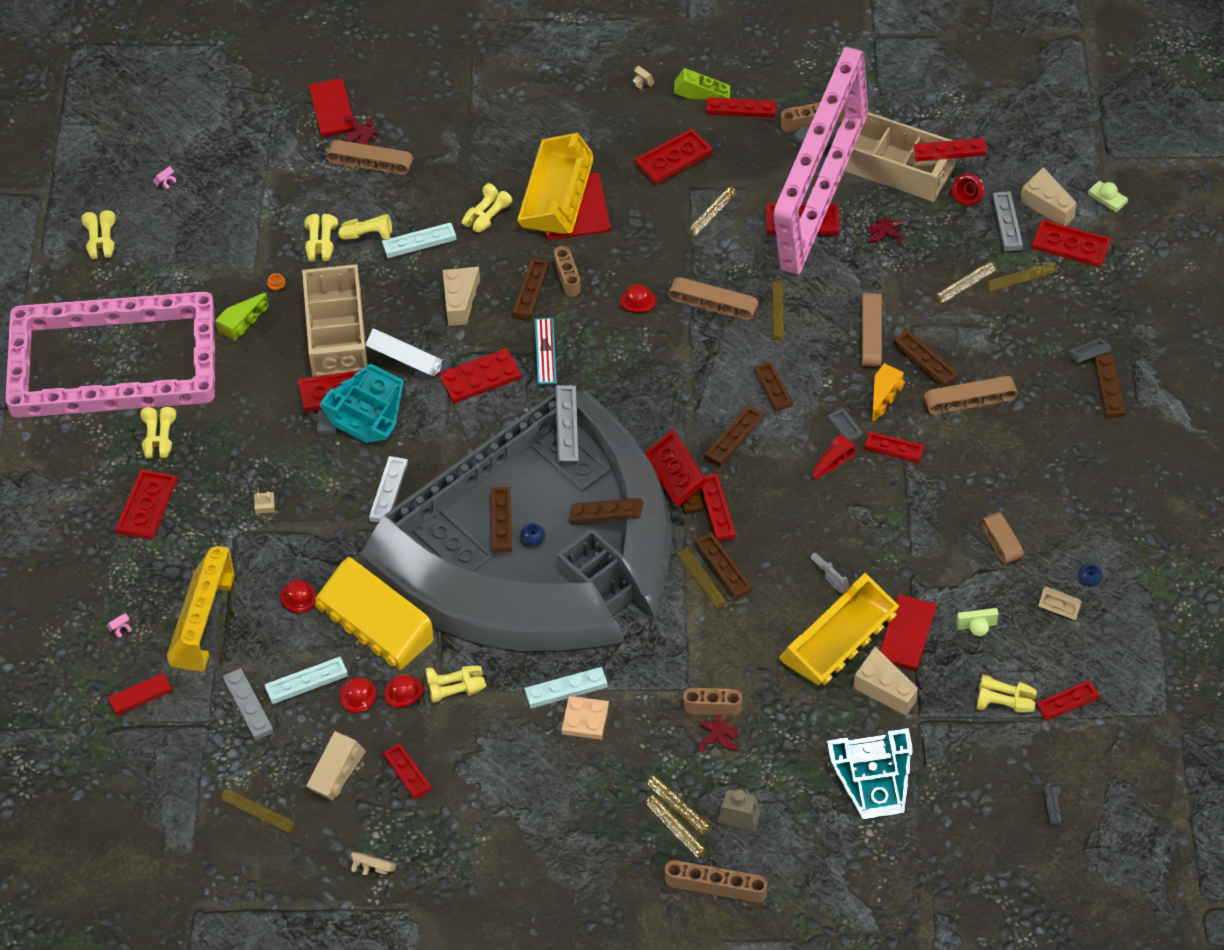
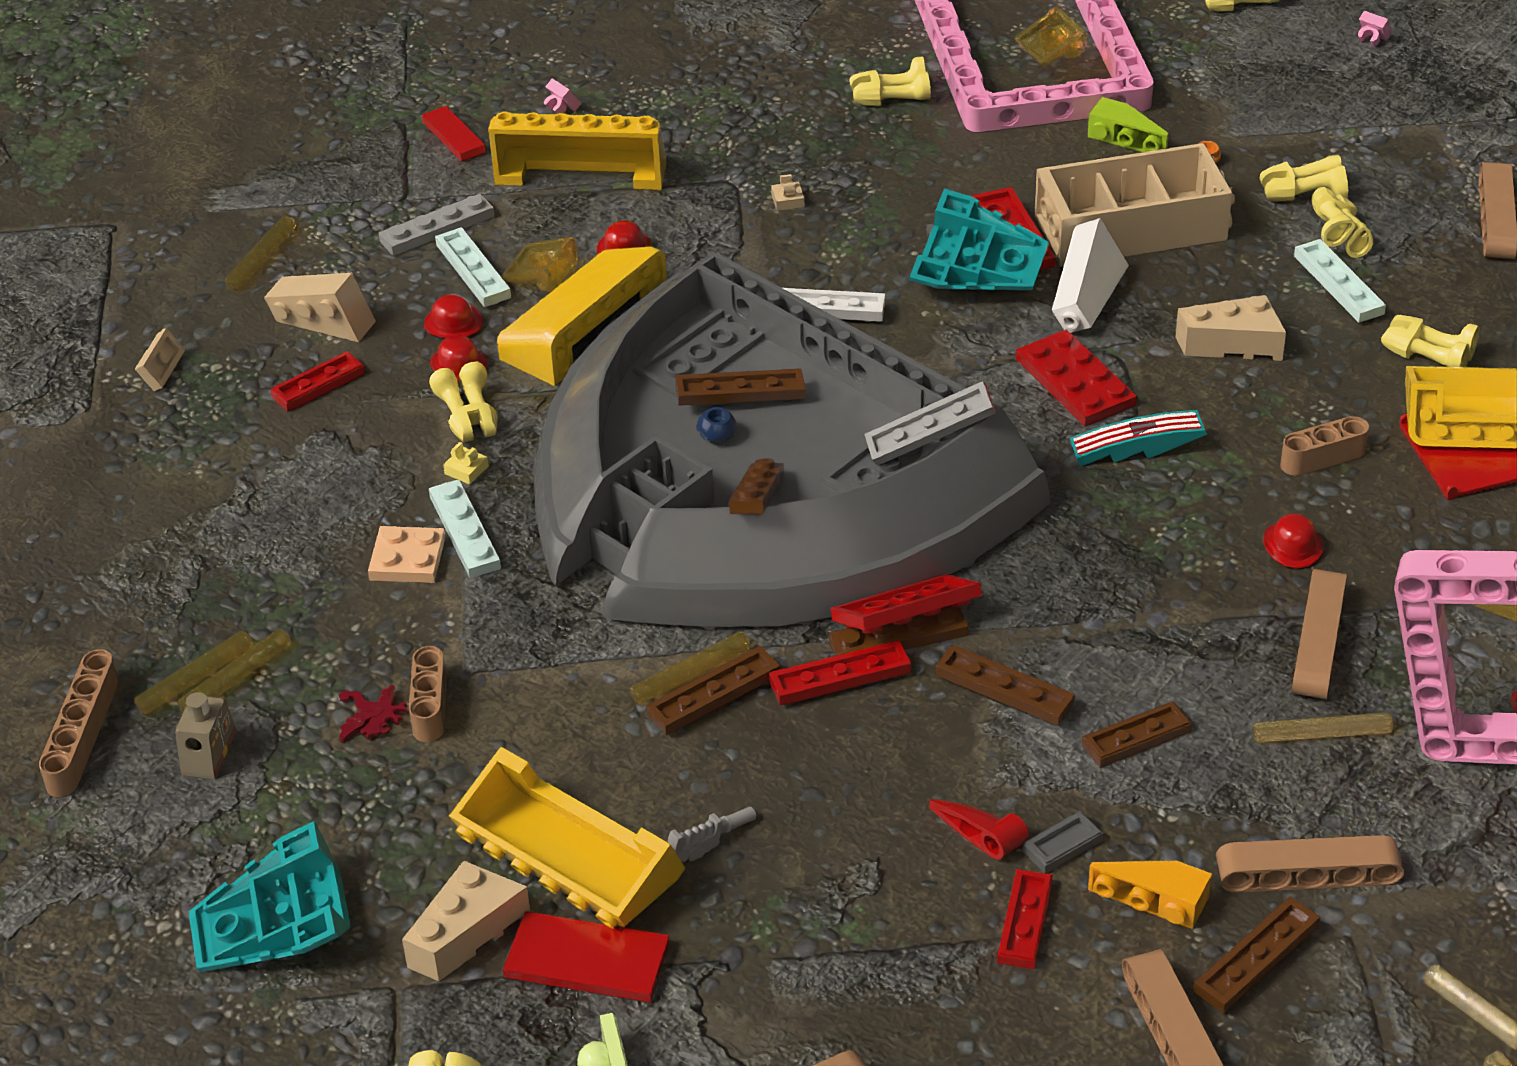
camera: 85 degrees right, 10 degrees down
(146, 504) = (772, 97): red tile -> none
(156, 332) = (1053, 38): none -> clear yellow slope
(315, 638) = (543, 264): none -> clear yellow slope
(507, 686) = (465, 464): none -> light yellow tile
(531, 288) = (1272, 410): reddish brown plate -> none

